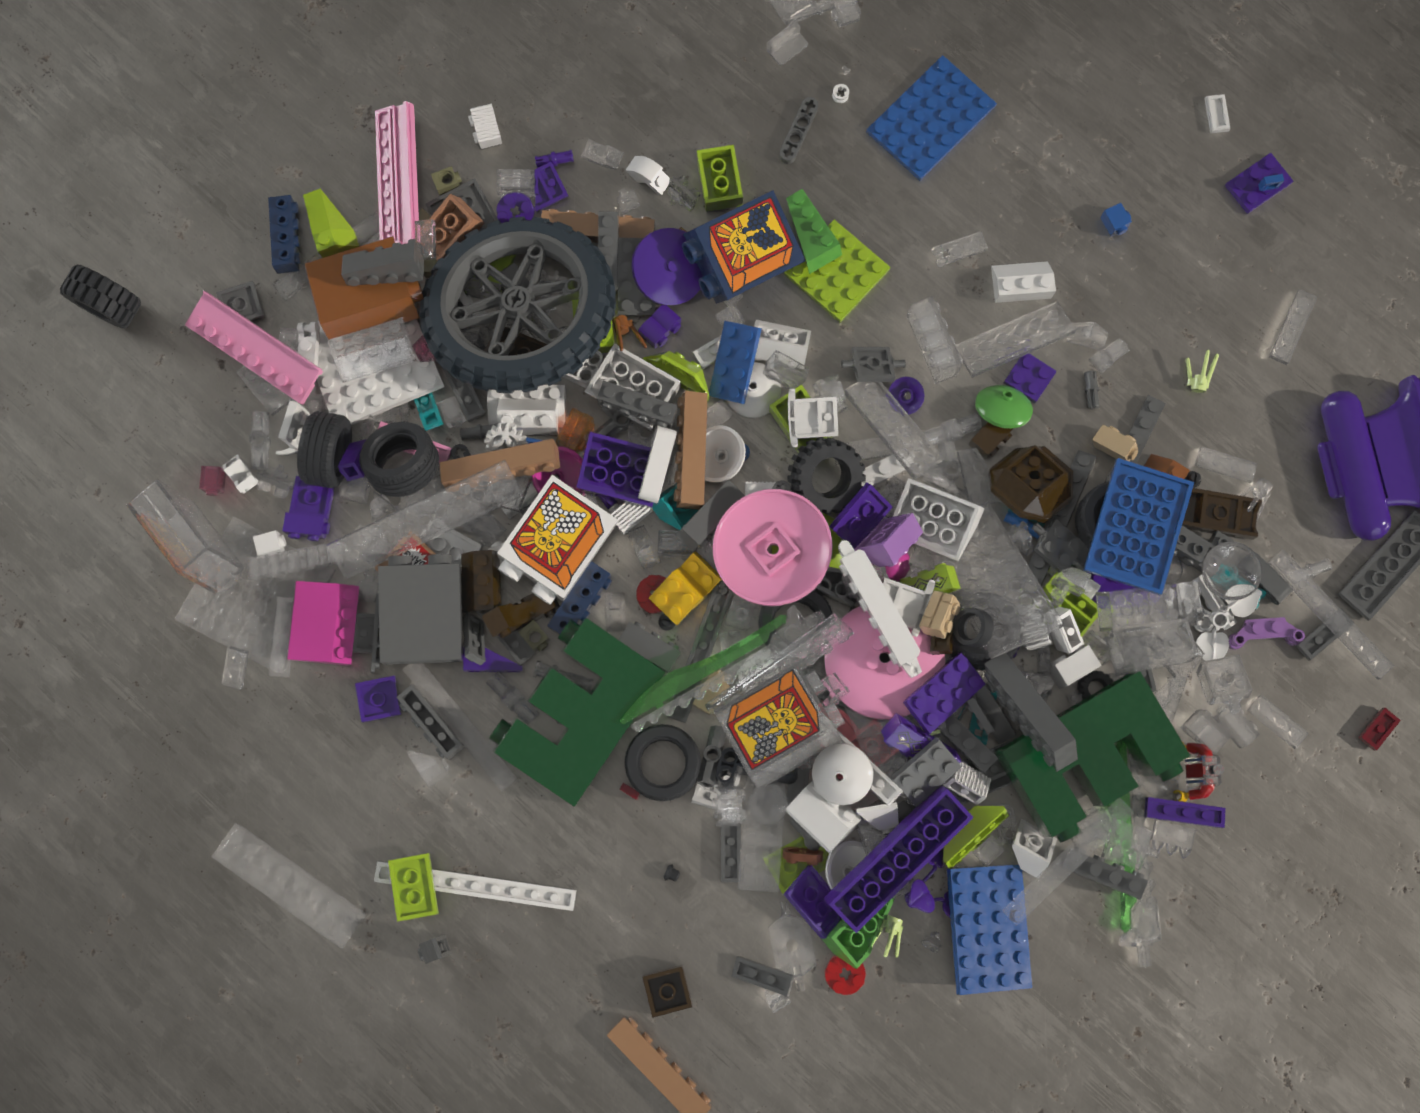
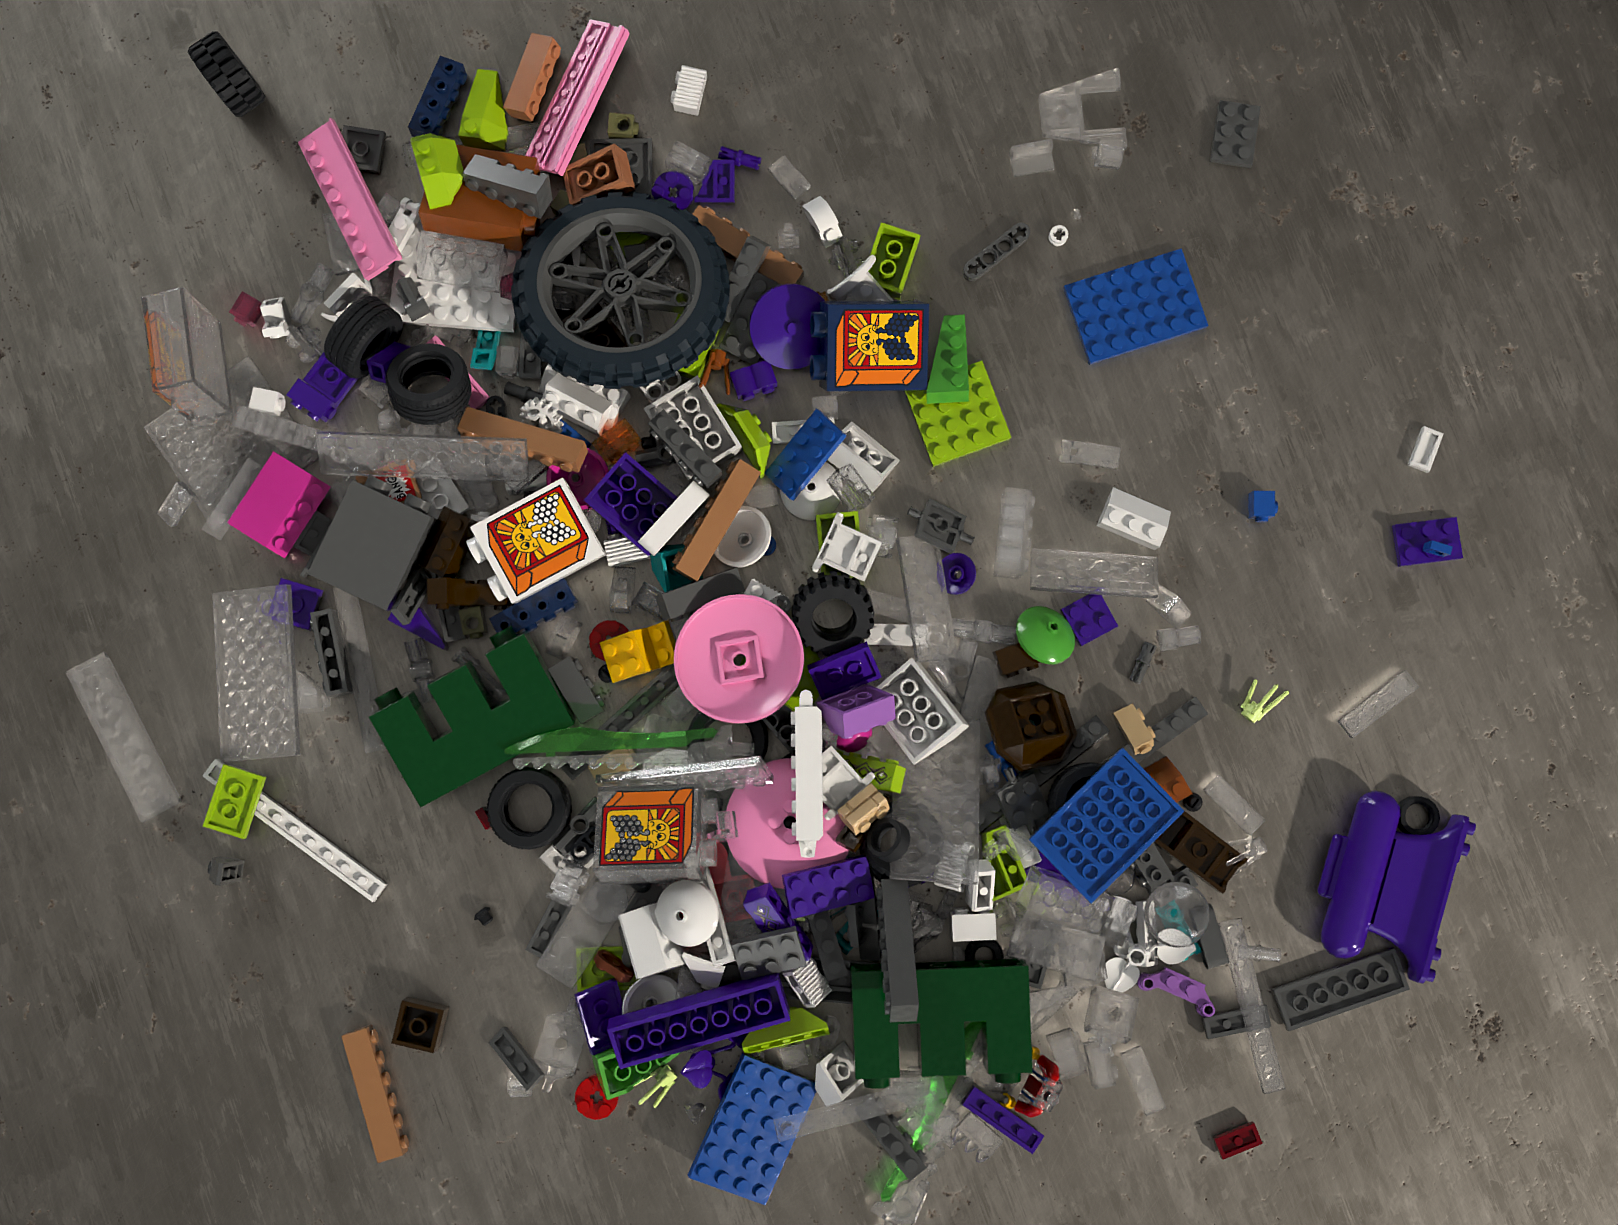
camera: 25 degrees right, 5 degrees up
(317, 282) = (438, 168): none -> lime wedge
(351, 402) = (413, 302): none -> dark grey piece
(352, 178) = (532, 77): none -> nougat brick
(376, 772) = (256, 673): none -> clear plate
(426, 238) = (568, 177): clear plate -> none
(601, 418) = (648, 442): none -> black piece
(706, 208) = (860, 286): none -> white piece
(1383, 389) = (1433, 812): none -> black tyre

